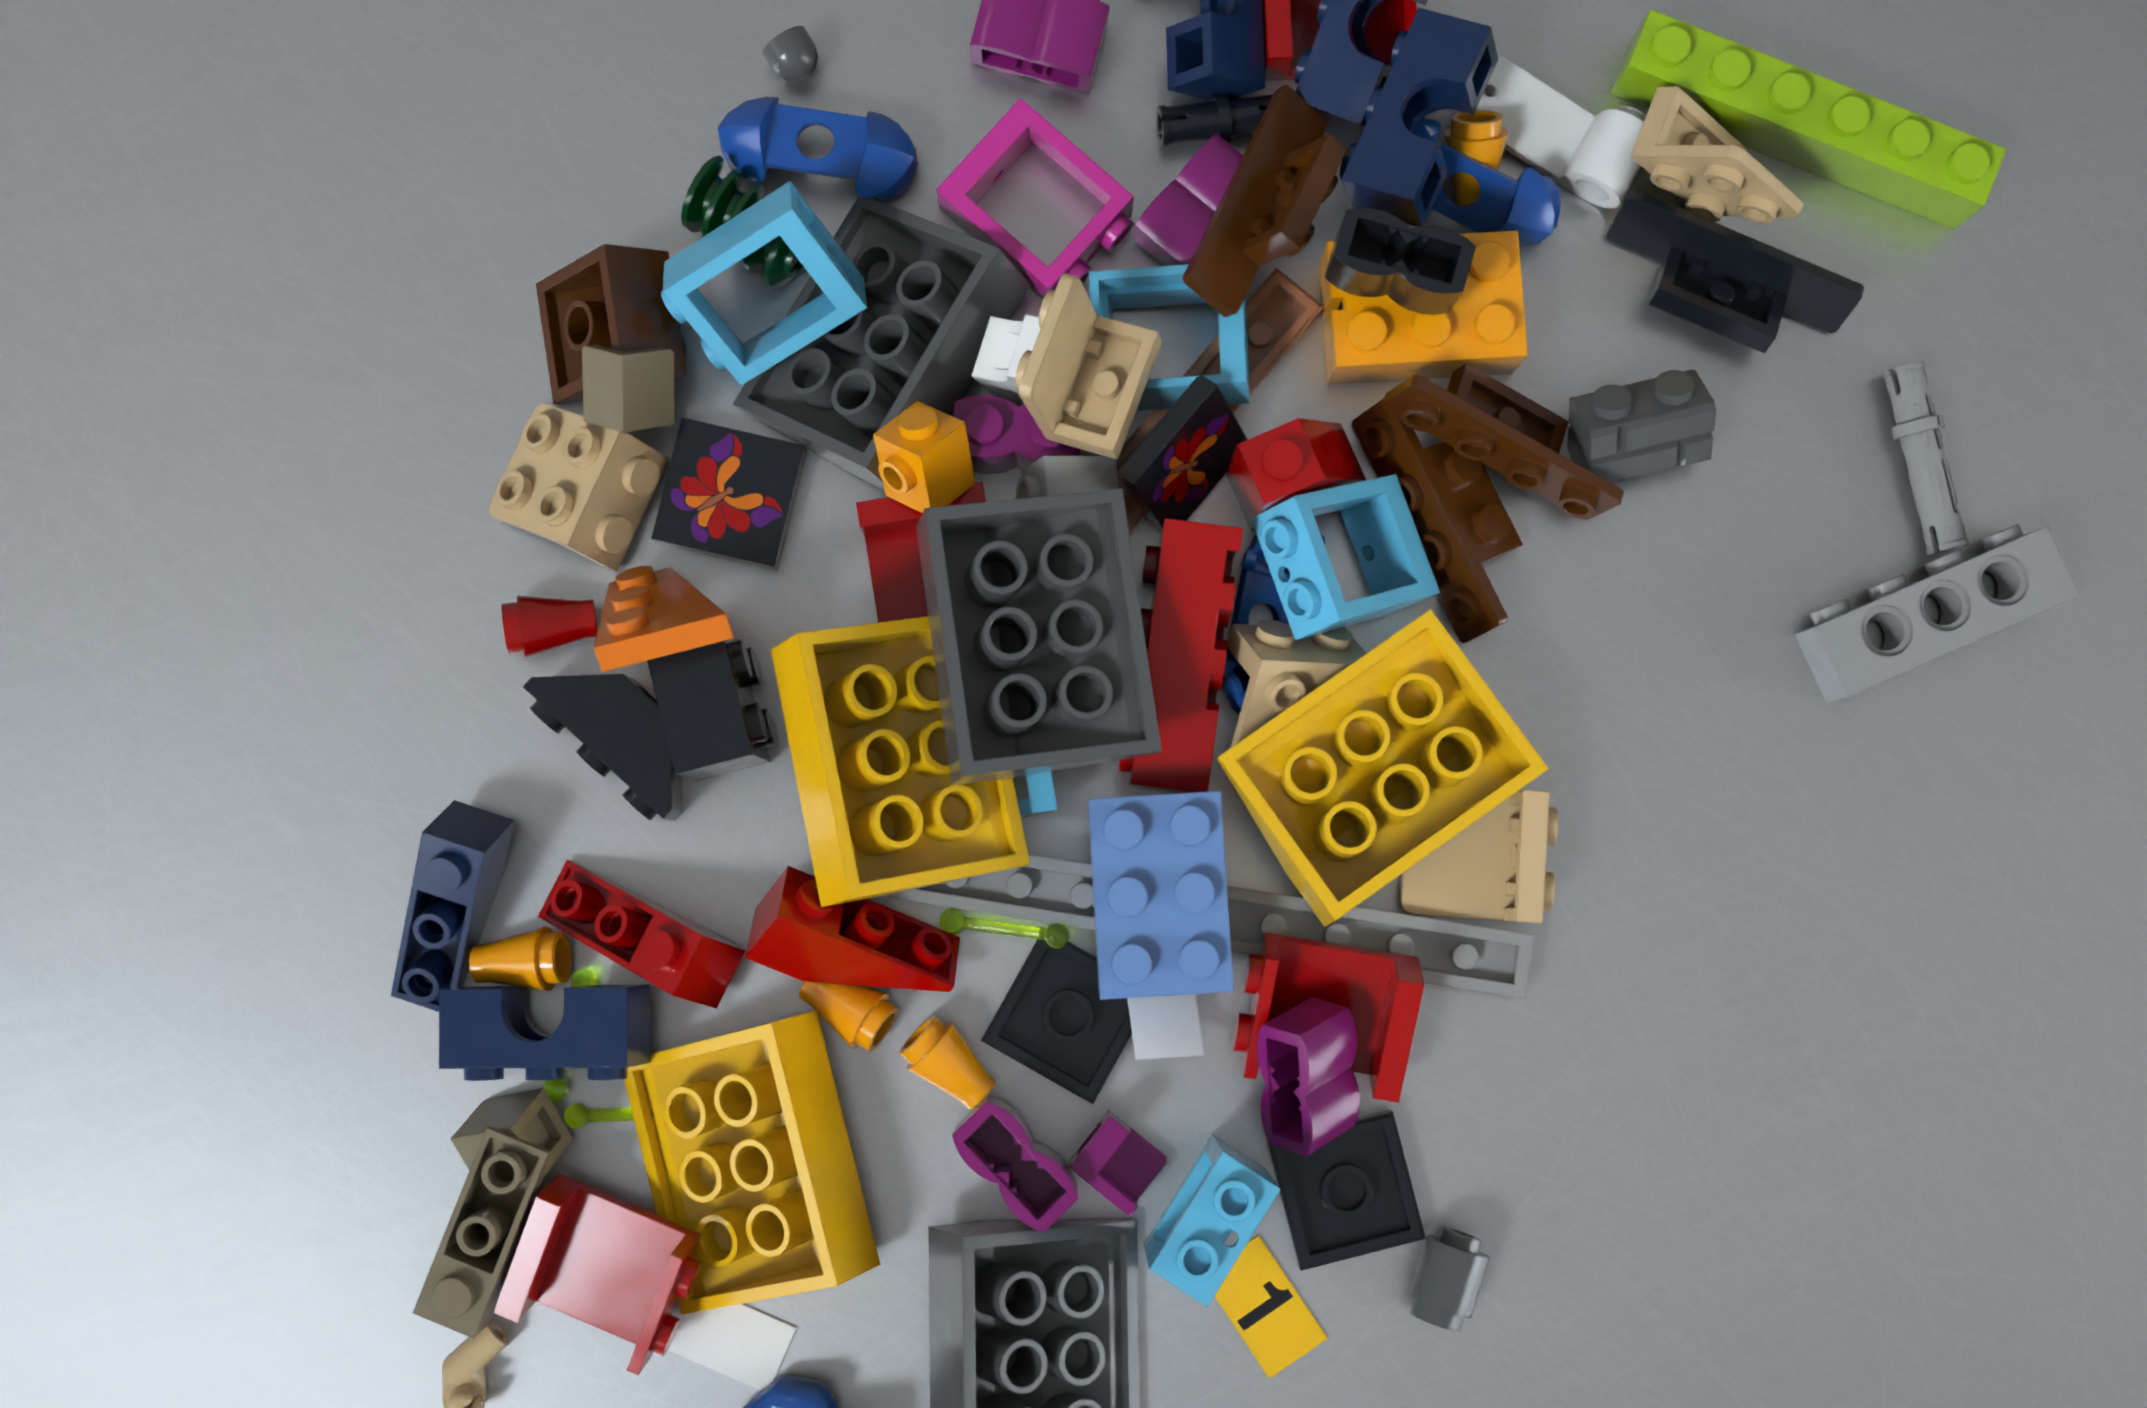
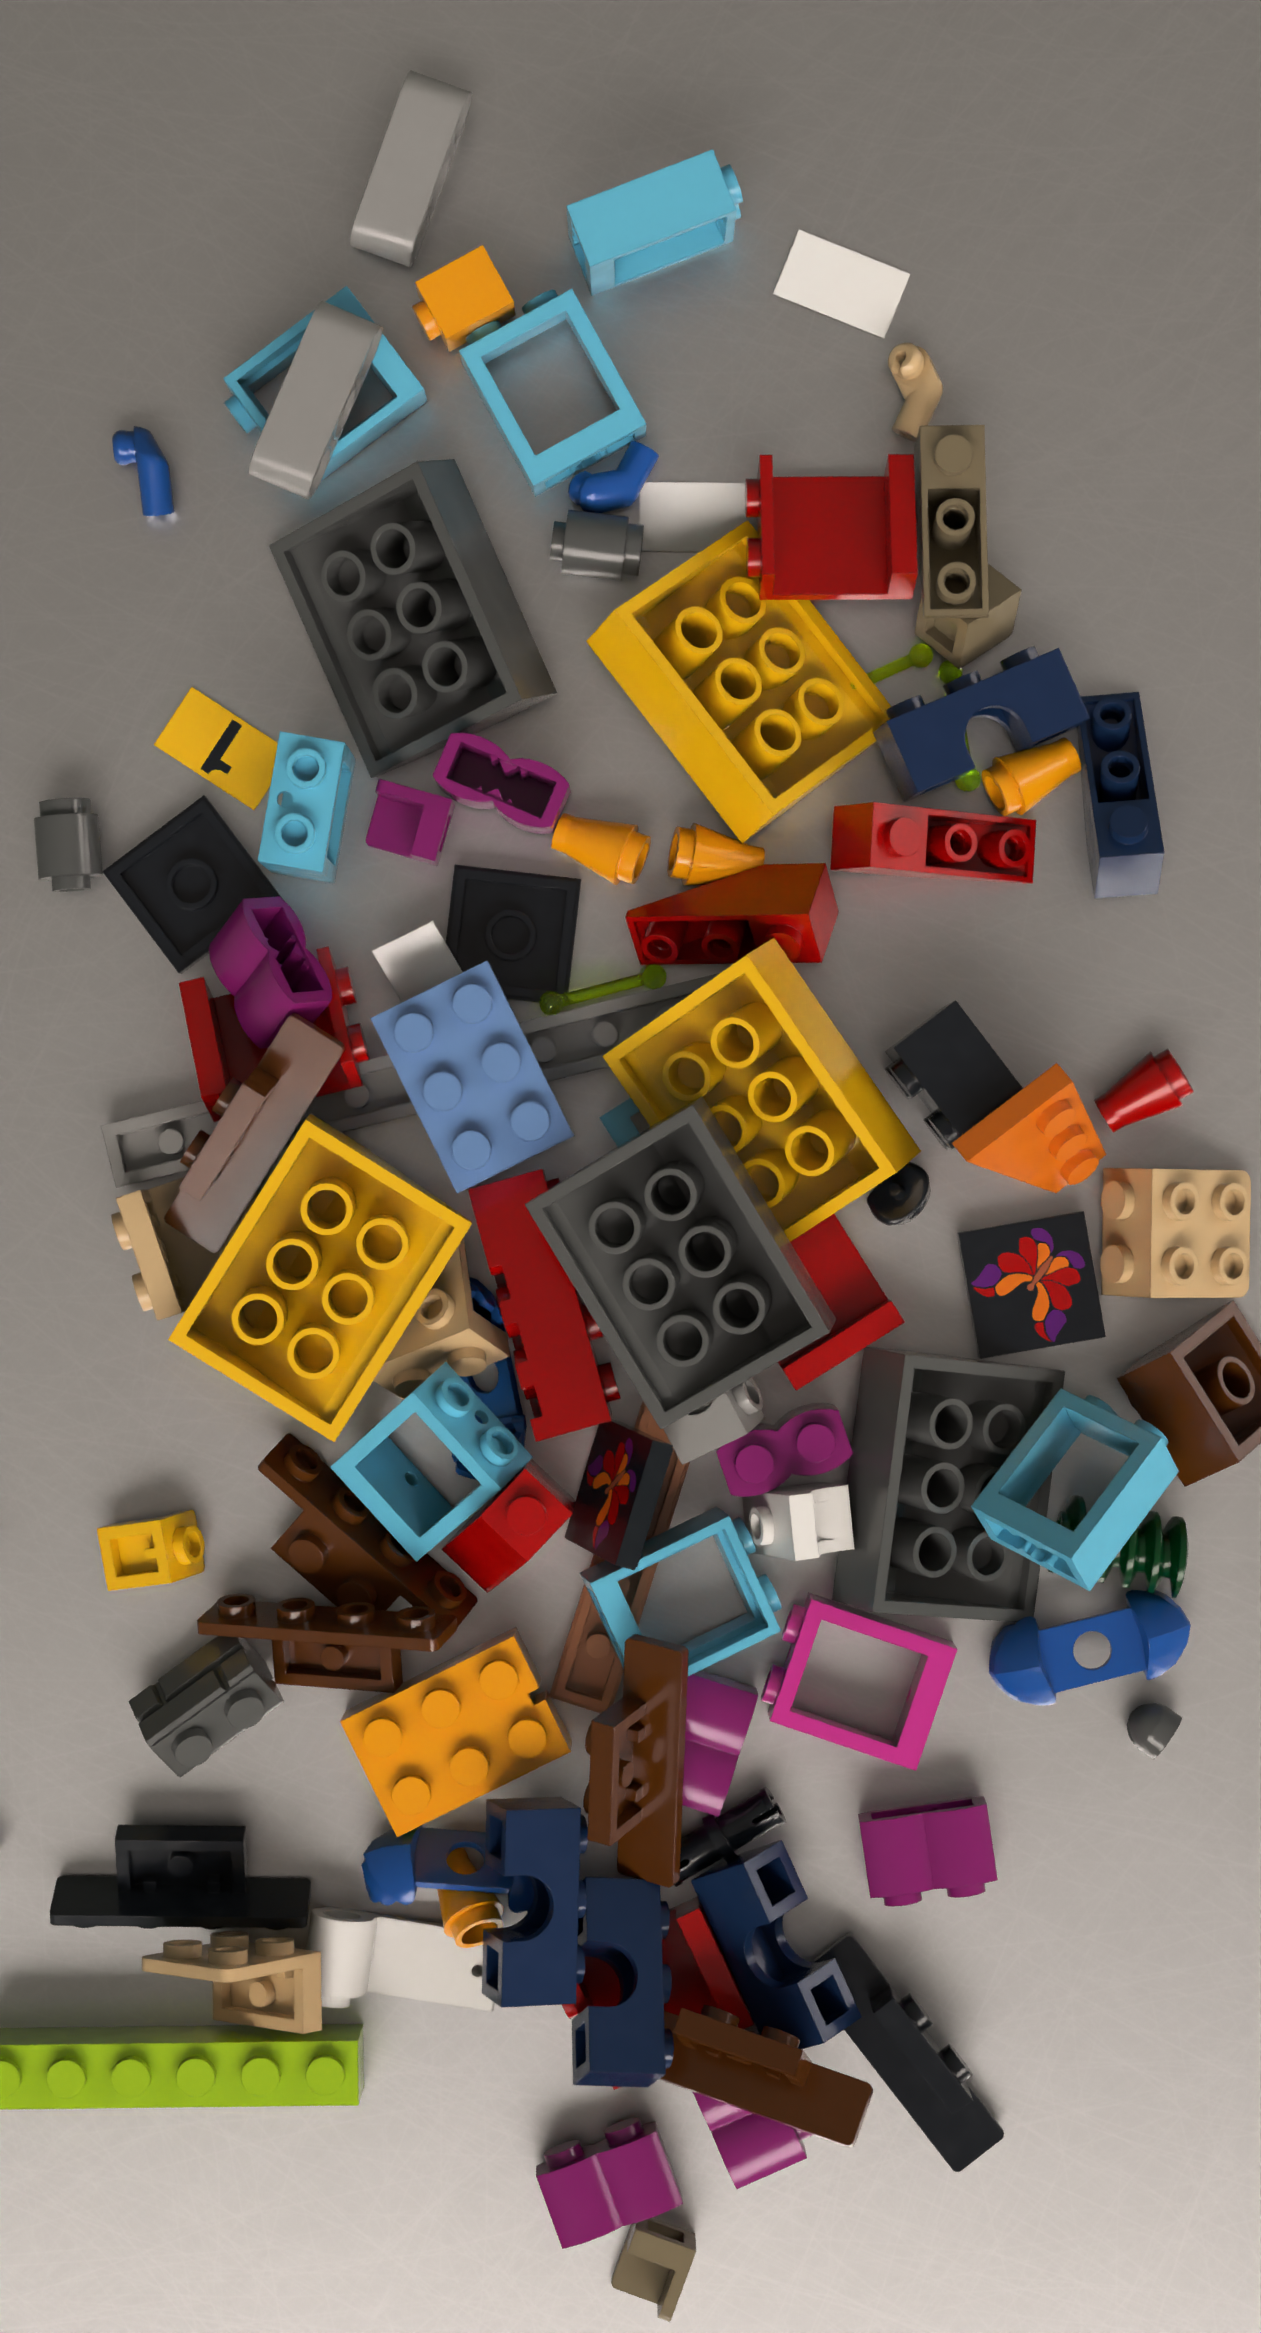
camera: 155 degrees right, 5 degrees up
(618, 733) = (1031, 1019): black slope -> none
(628, 388) = (1160, 1335): dark tan panel -> none
(811, 615) = (900, 1196): none -> black piece
(830, 1351) = (597, 545): none -> dark grey brick
(924, 457) = (856, 1386): light orange brick -> none
(1085, 372) = (739, 1524): tan bracket -> none
(1388, 933) = (251, 1132): none -> reddish brown bracket
(1413, 266) = (476, 1749): black brick -> none
(1633, 586) = (151, 1551): none -> yellow bracket

